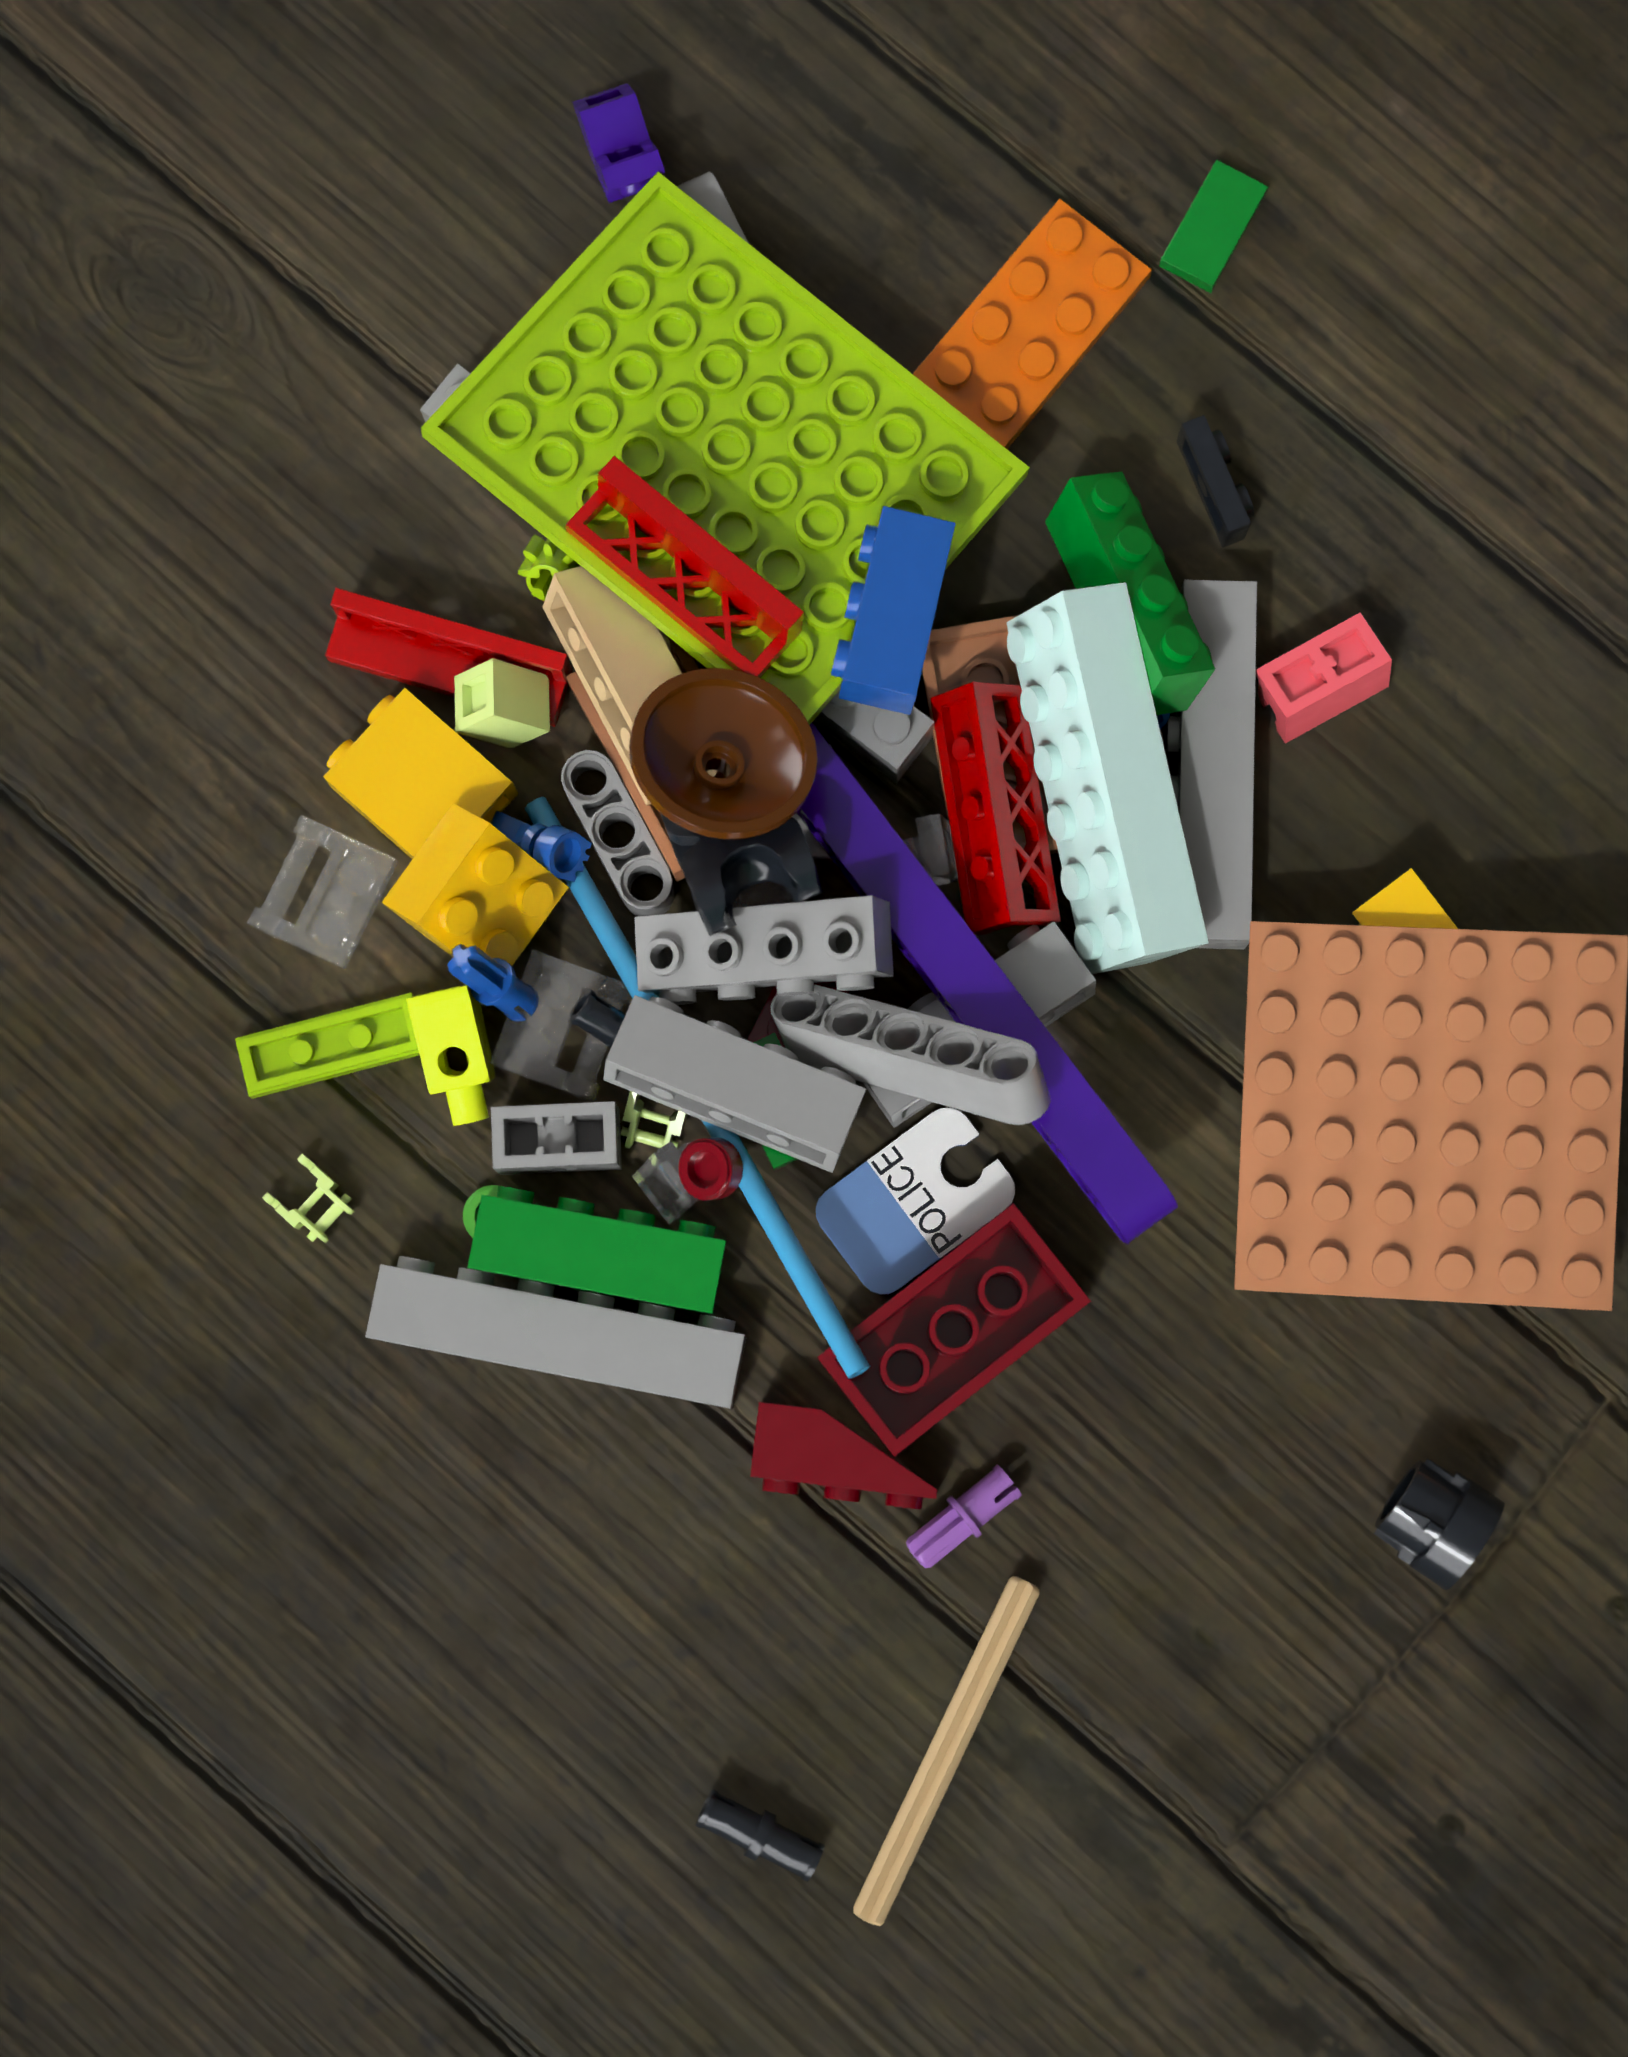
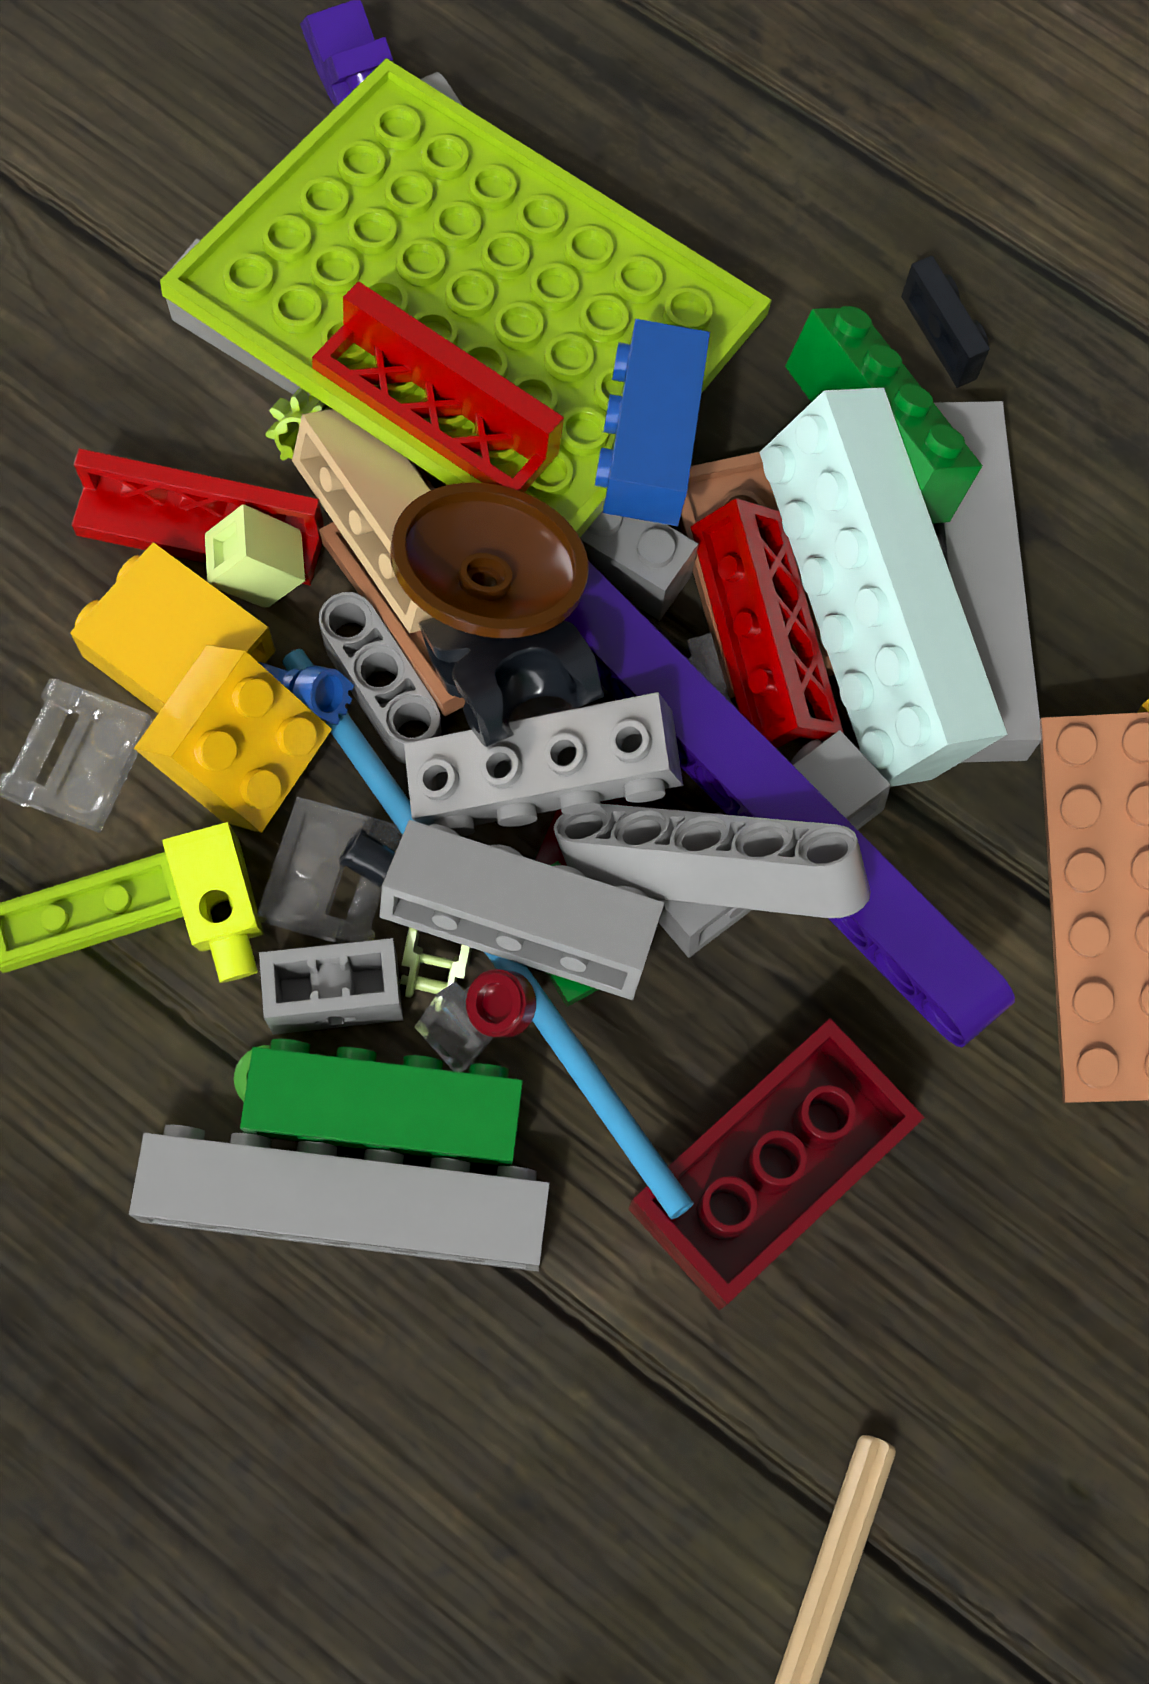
camera: 15 degrees left, 10 degrees down
(297, 1217) = (53, 1093): yellowish green piece -> none
(493, 982) = (255, 820): blue axle -> none
(816, 1449) = (637, 1306): dark red slope -> none
(899, 1210) = (700, 1044): piece -> none
(963, 1517) = (803, 1372): medium lavender axle -> none
(1033, 323) = (761, 188): orange plate -> none
(1213, 226) = (914, 108): green tile -> none
(1324, 677) = (1077, 491): coral hinge -> none

